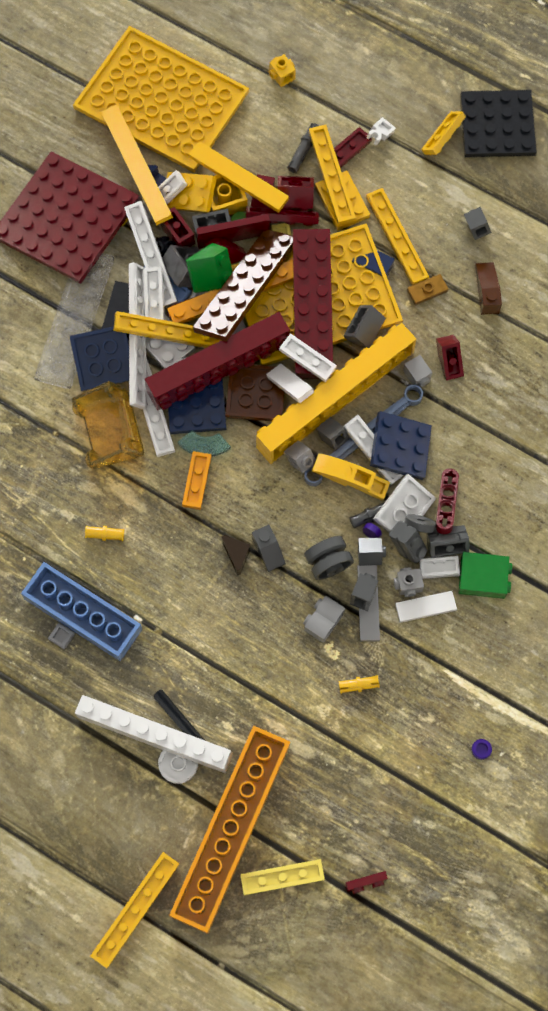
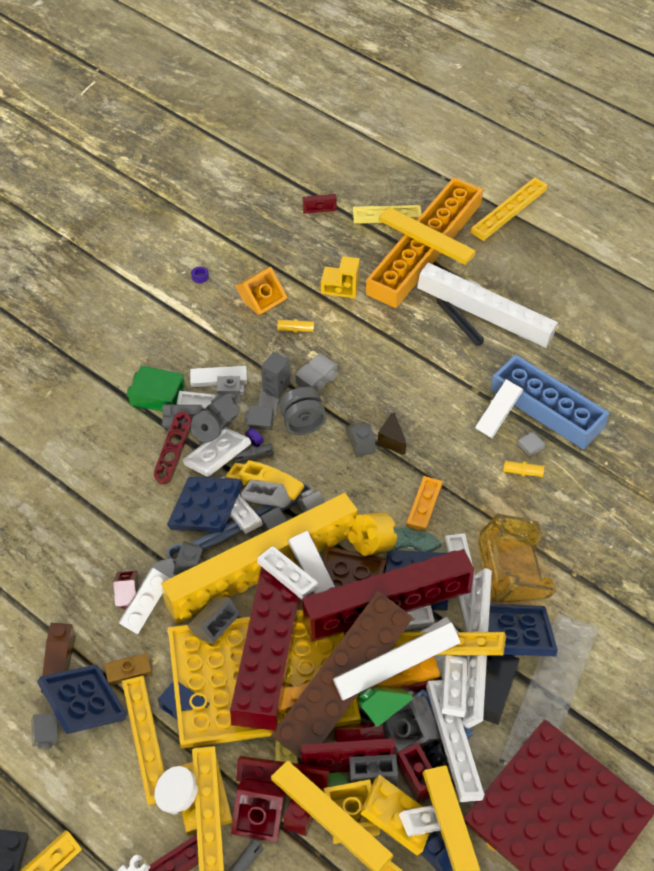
camera: 170 degrees left, 20 degrees down
(98, 566) = (531, 444): none -> light grey tile
(131, 591) = (499, 408): none -> white tile
(202, 295) = (396, 660): none -> white tile
(229, 817) = (427, 236): none -> yellow tile
(239, 427) = (373, 533): none -> yellow brick
(320, 753) = (342, 280): none -> yellow brick
(346, 450) = (266, 493): none -> light grey brick
(360, 188) = (176, 790): none -> white tile
(400, 380) = (188, 557): none -> dark grey slope
(406, 727) = (261, 291): none -> light orange slope
(429, 339) = (143, 601): none -> white plate
(455, 248) = (81, 699): none -> dark blue plate

